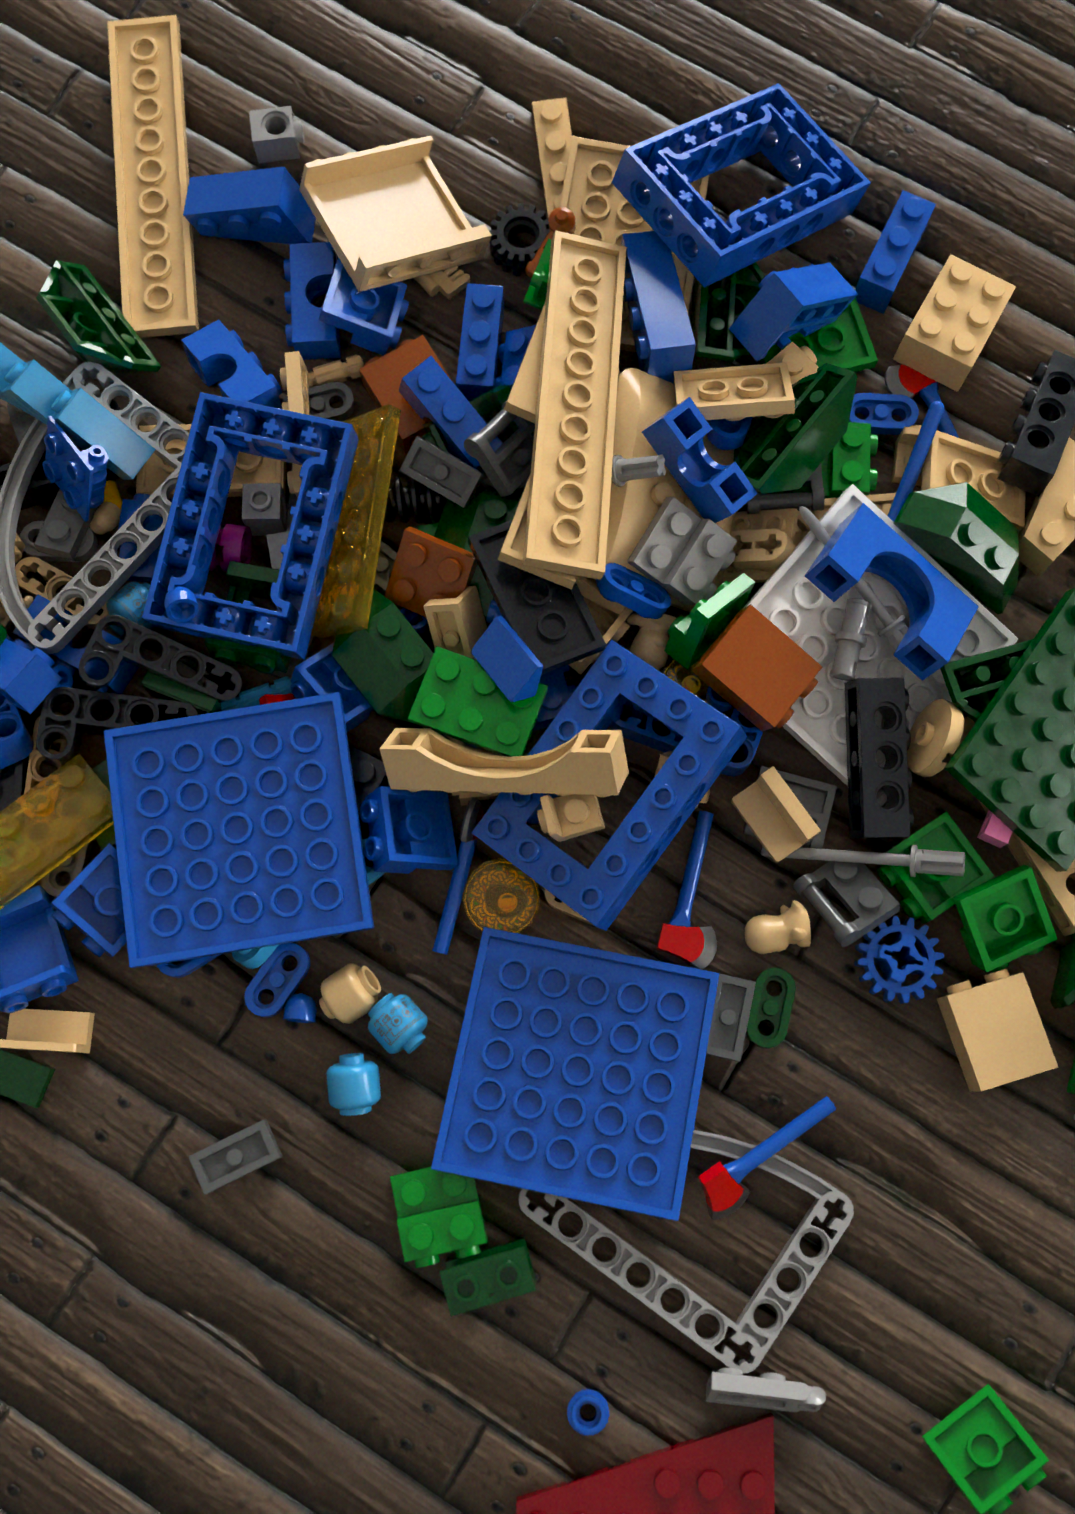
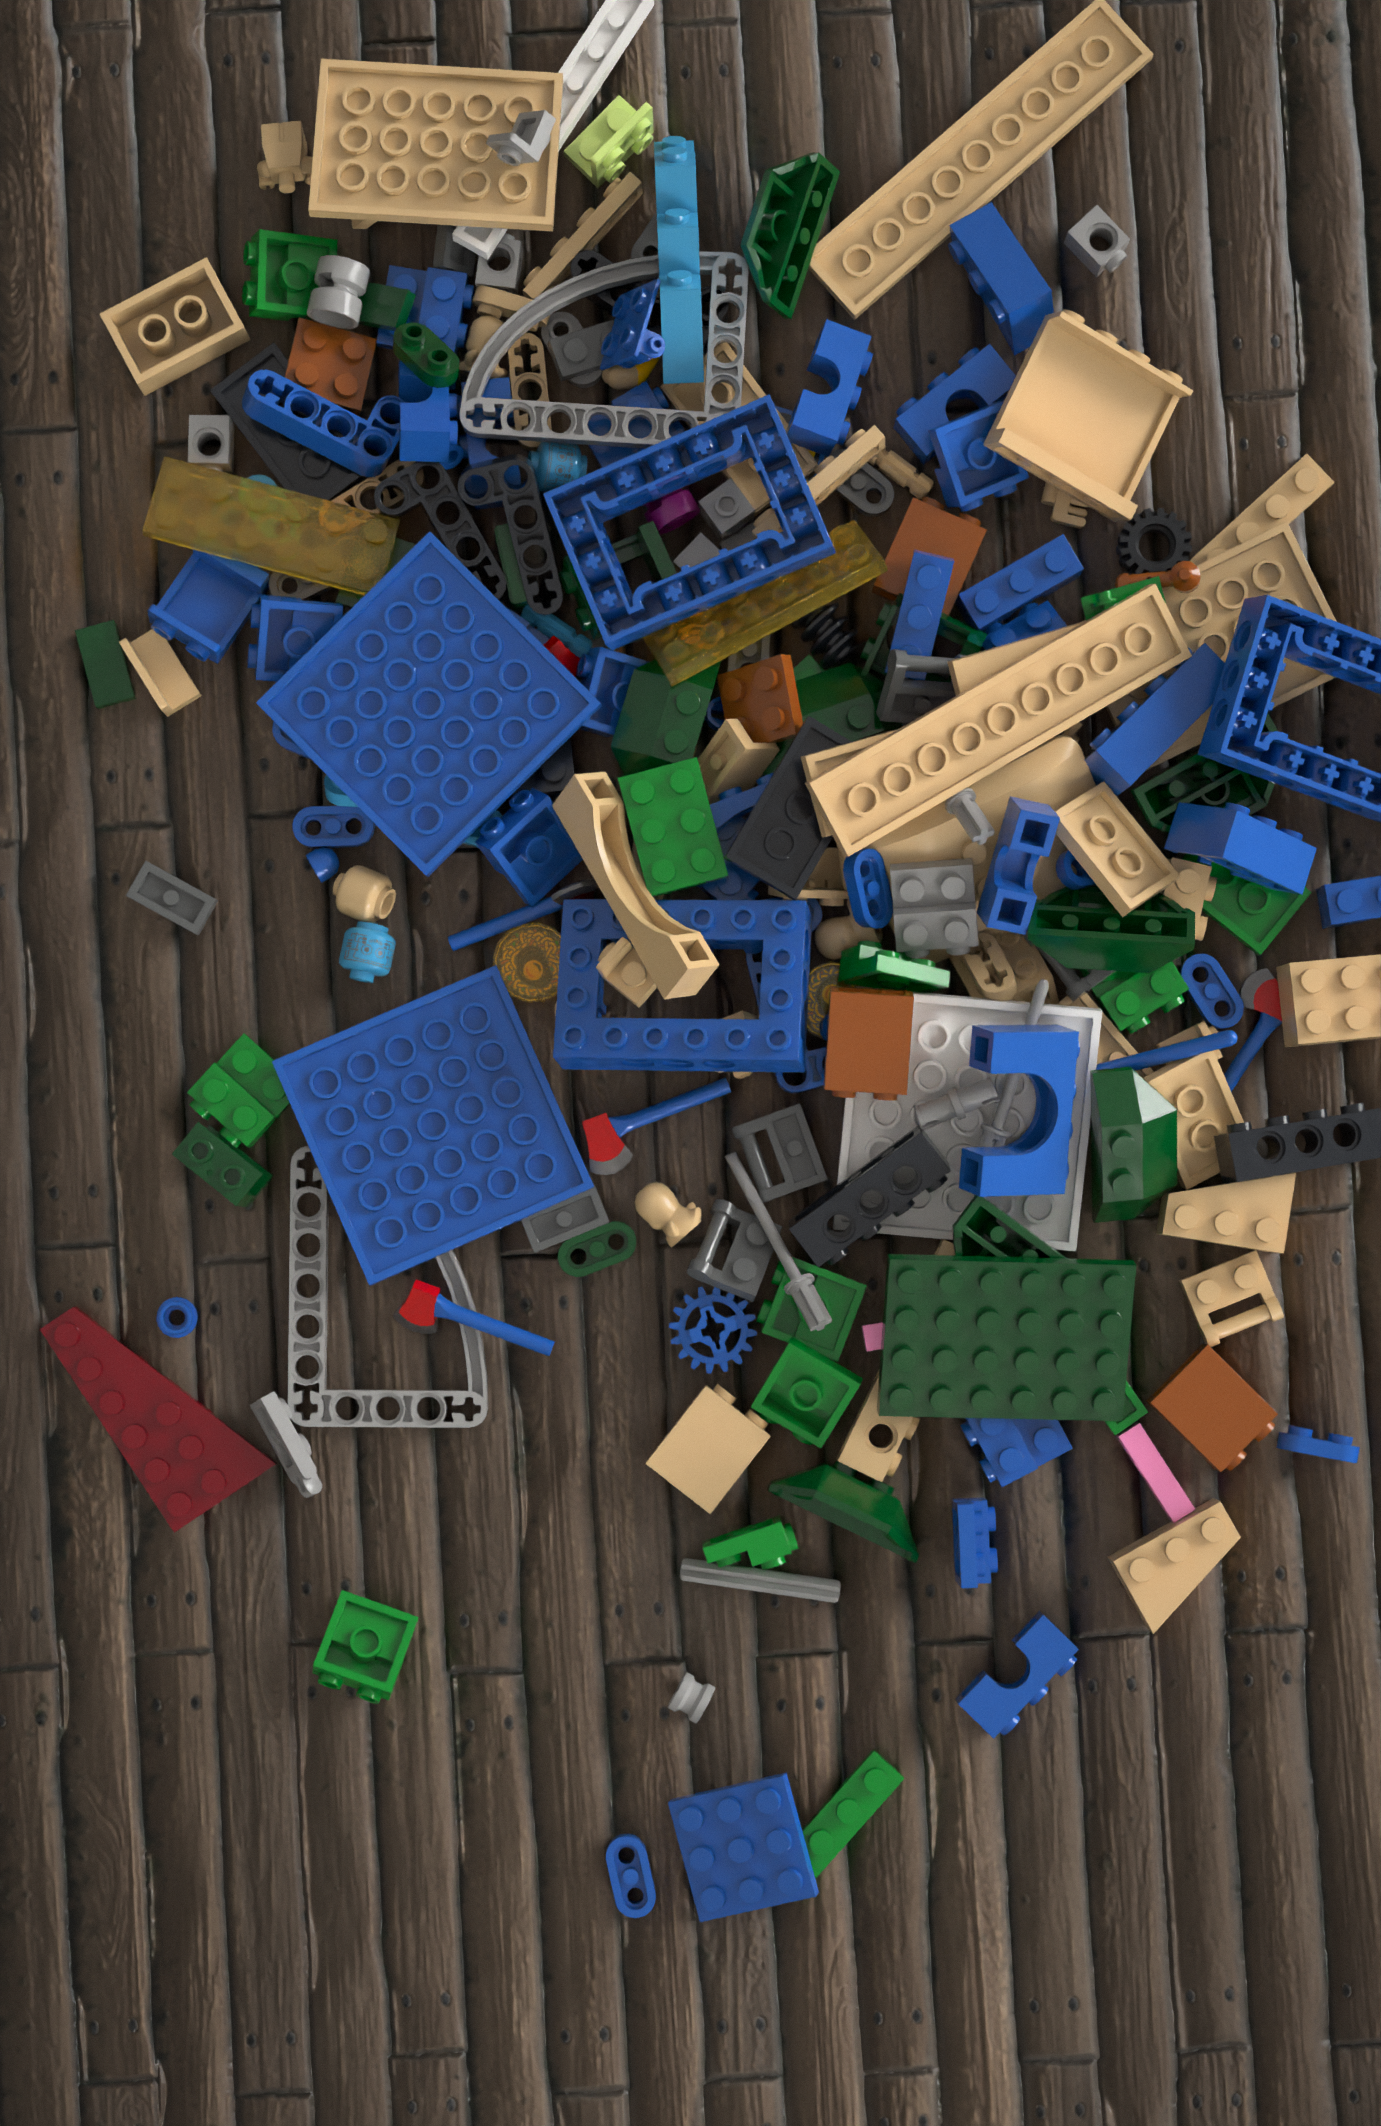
camera: 55 degrees right, 10 degrees up
(173, 606) = (574, 520): blue hinge -> none
(353, 1084) = (294, 951): dark azure head -> none
(442, 472) = (860, 645): dark grey plate -> none
(508, 661) = (721, 827): blue slope -> none
(775, 815) = (759, 1142): tan panel -> none
(934, 736) = (917, 1231): tan plate -> none

